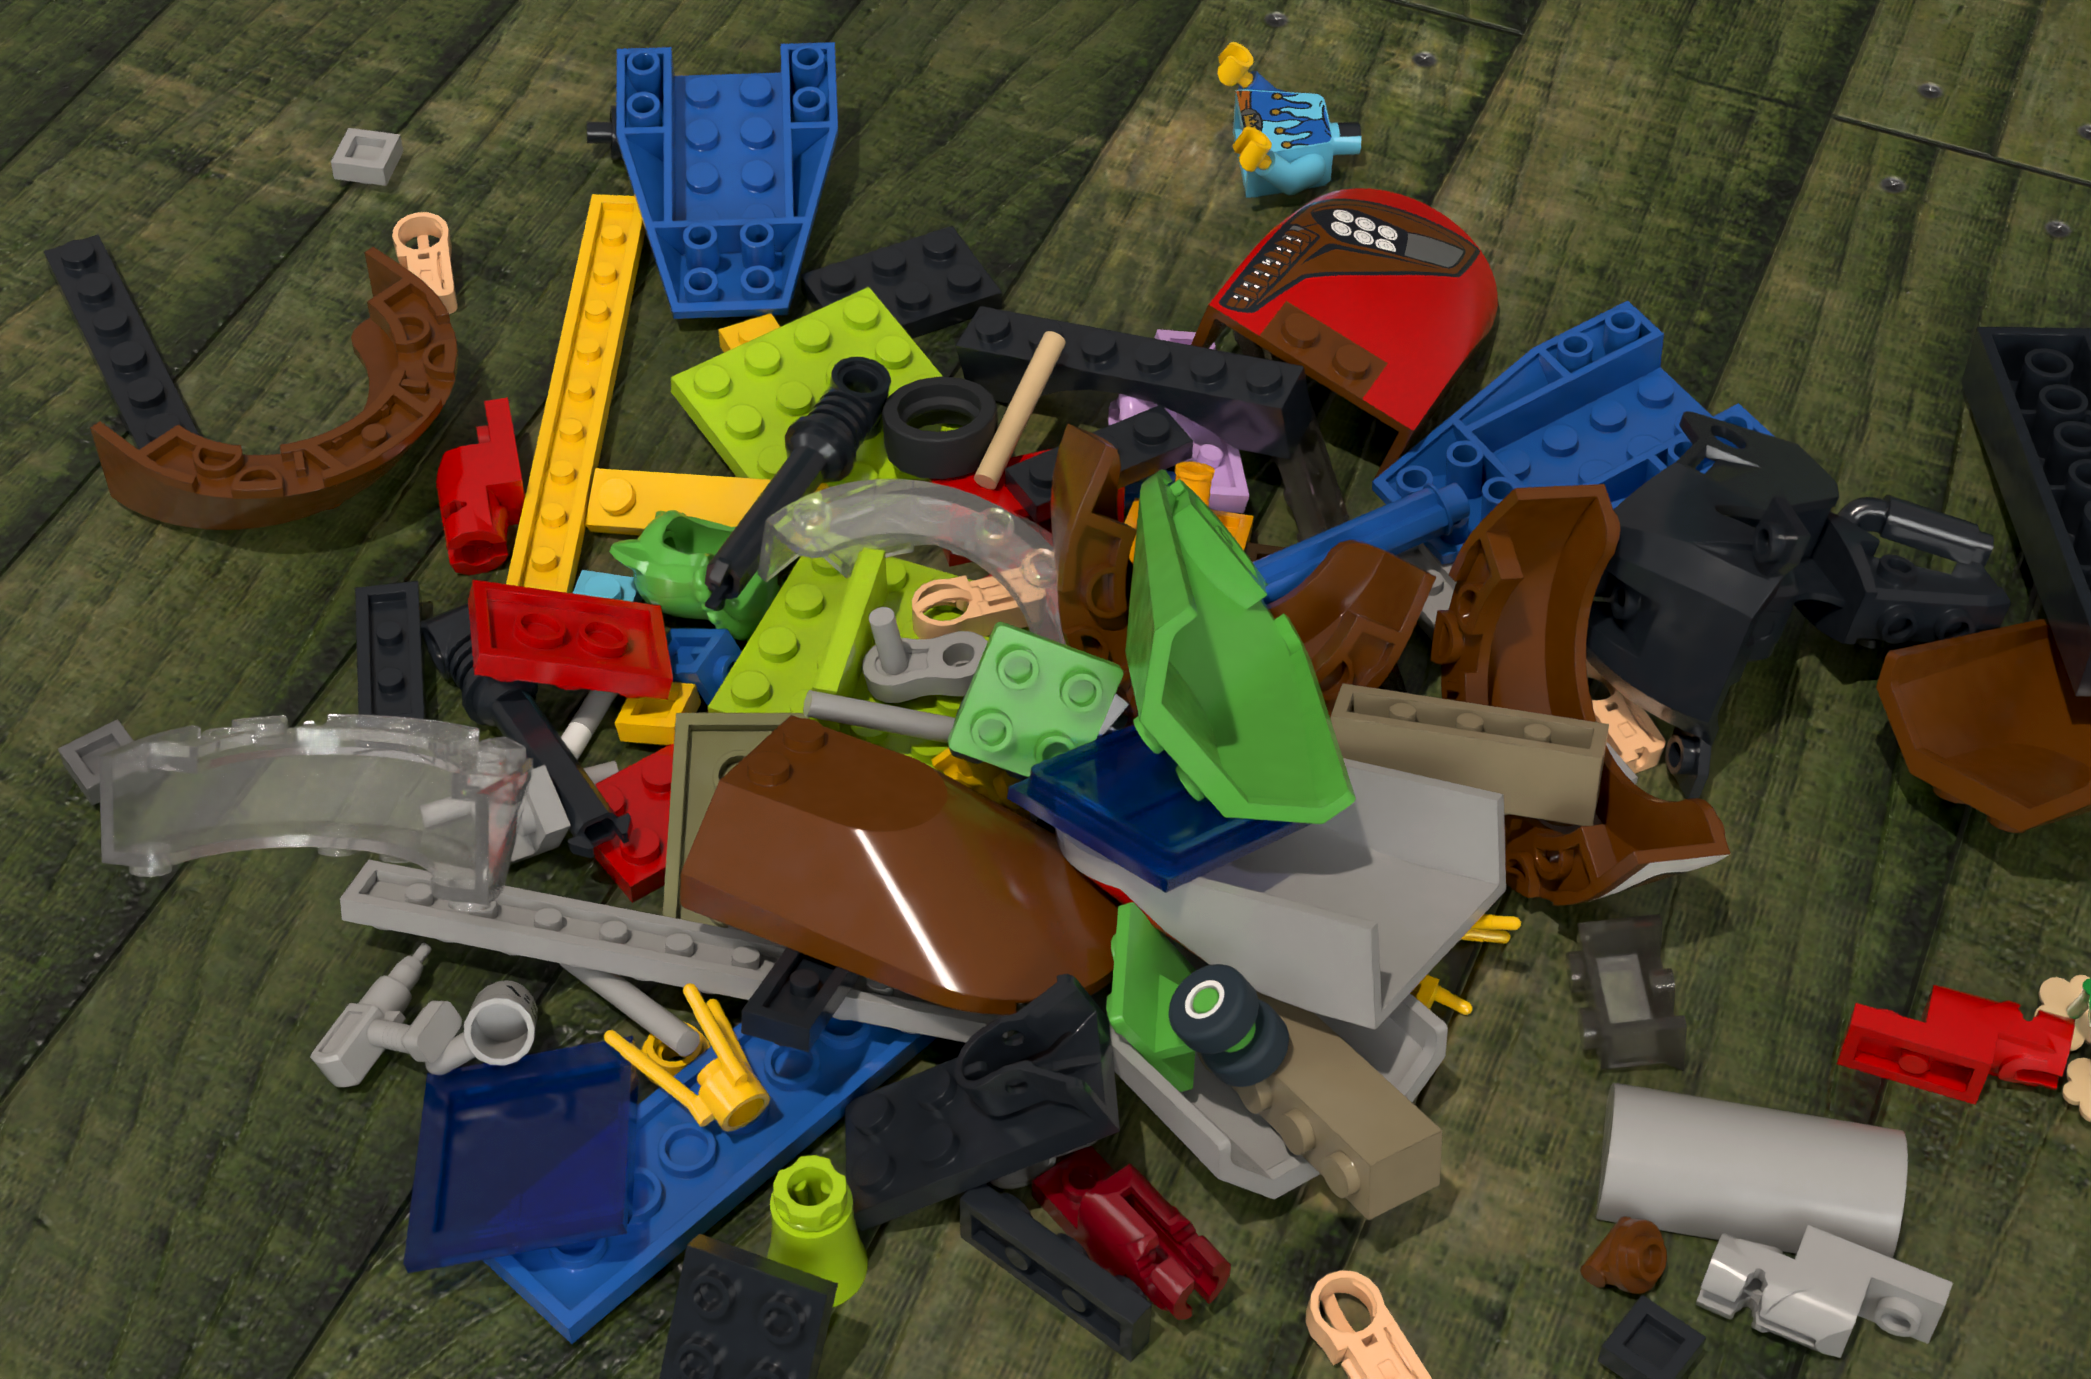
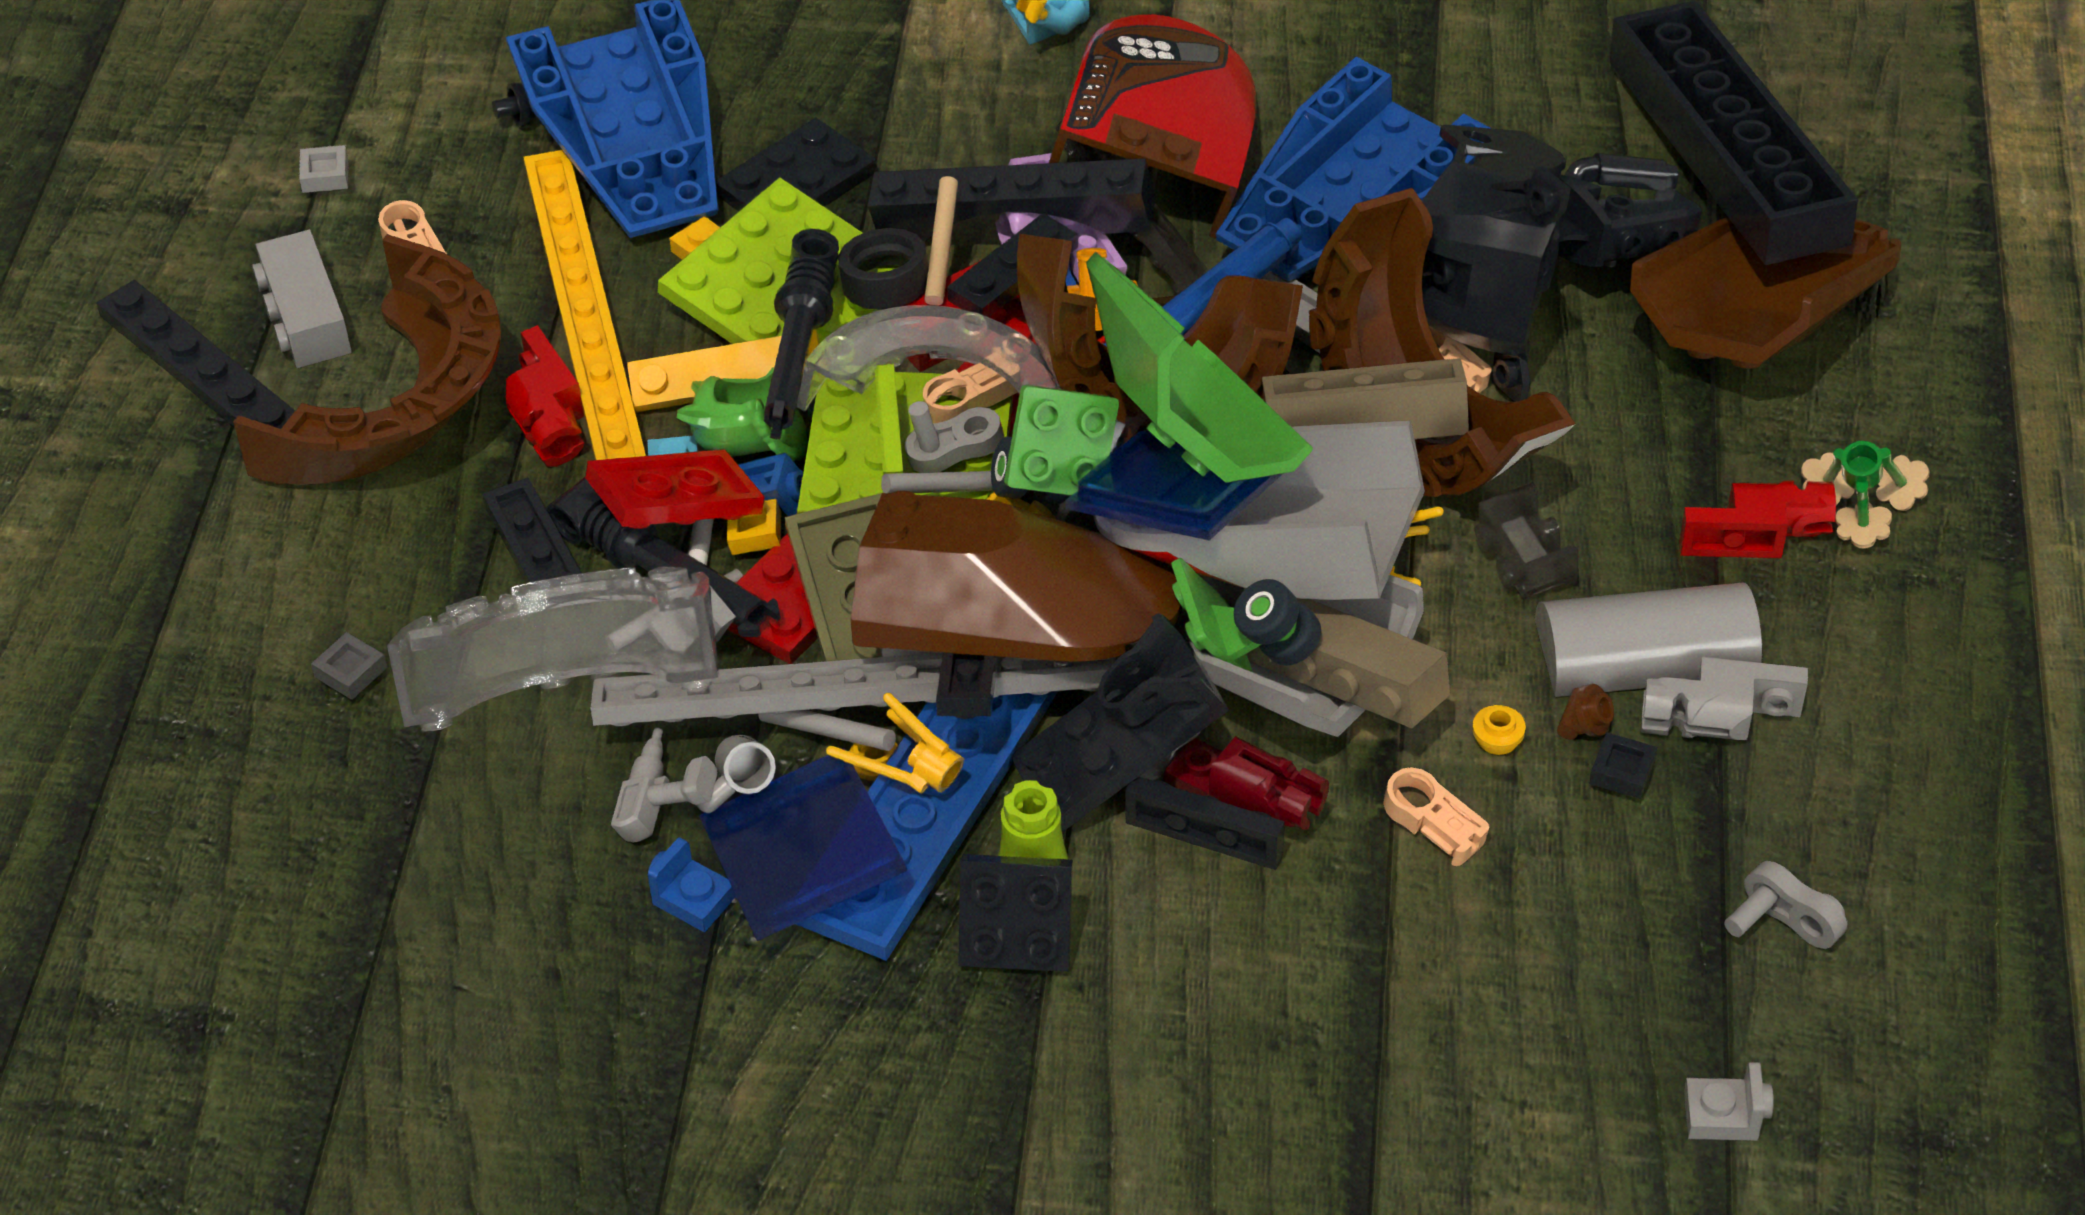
camera: 15 degrees left, 0 degrees up
(266, 302) = (300, 299): none -> light grey brick
(366, 1166) = (687, 887): none -> blue bracket
(1495, 1261) = (1498, 739): none -> yellow plate

